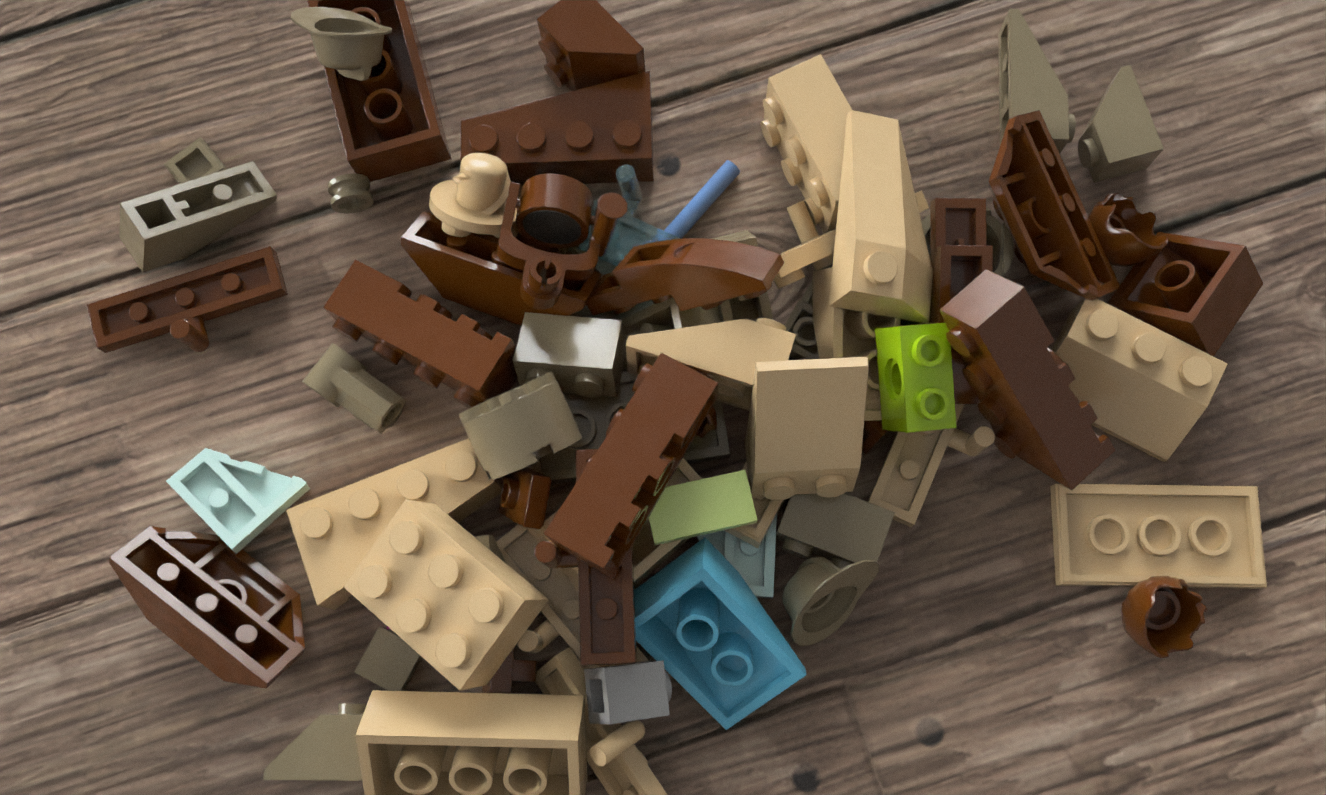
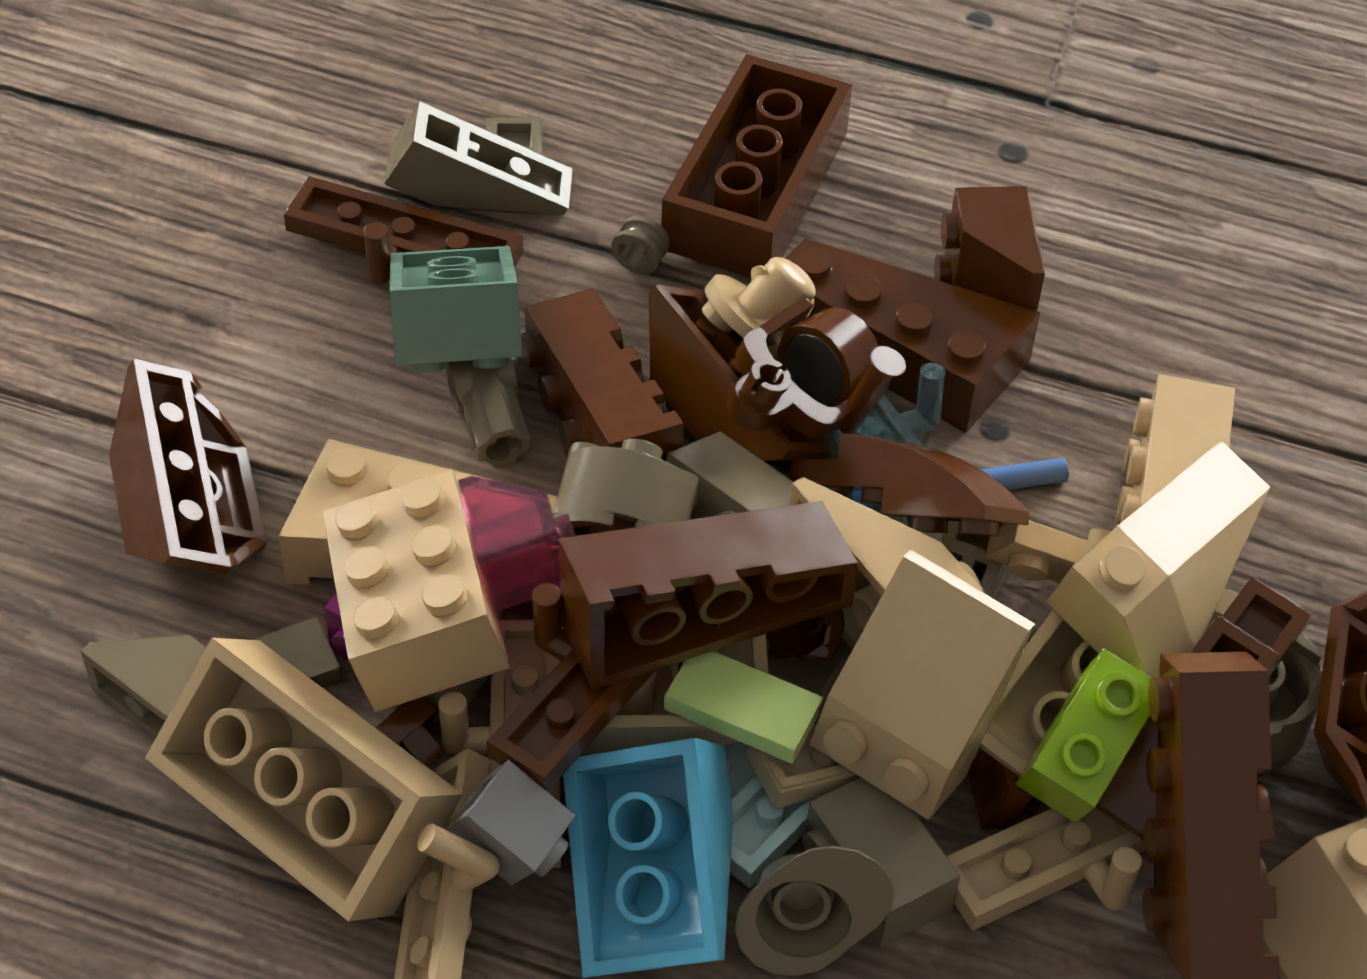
camera: 30 degrees right, 25 degrees down
(235, 495) = (286, 412): light aqua wing -> none
(278, 345) = (455, 308): none -> sand green slope
(343, 39) = (747, 99): dark tan piece -> none
(484, 515) = (513, 537): none -> clear pink slope

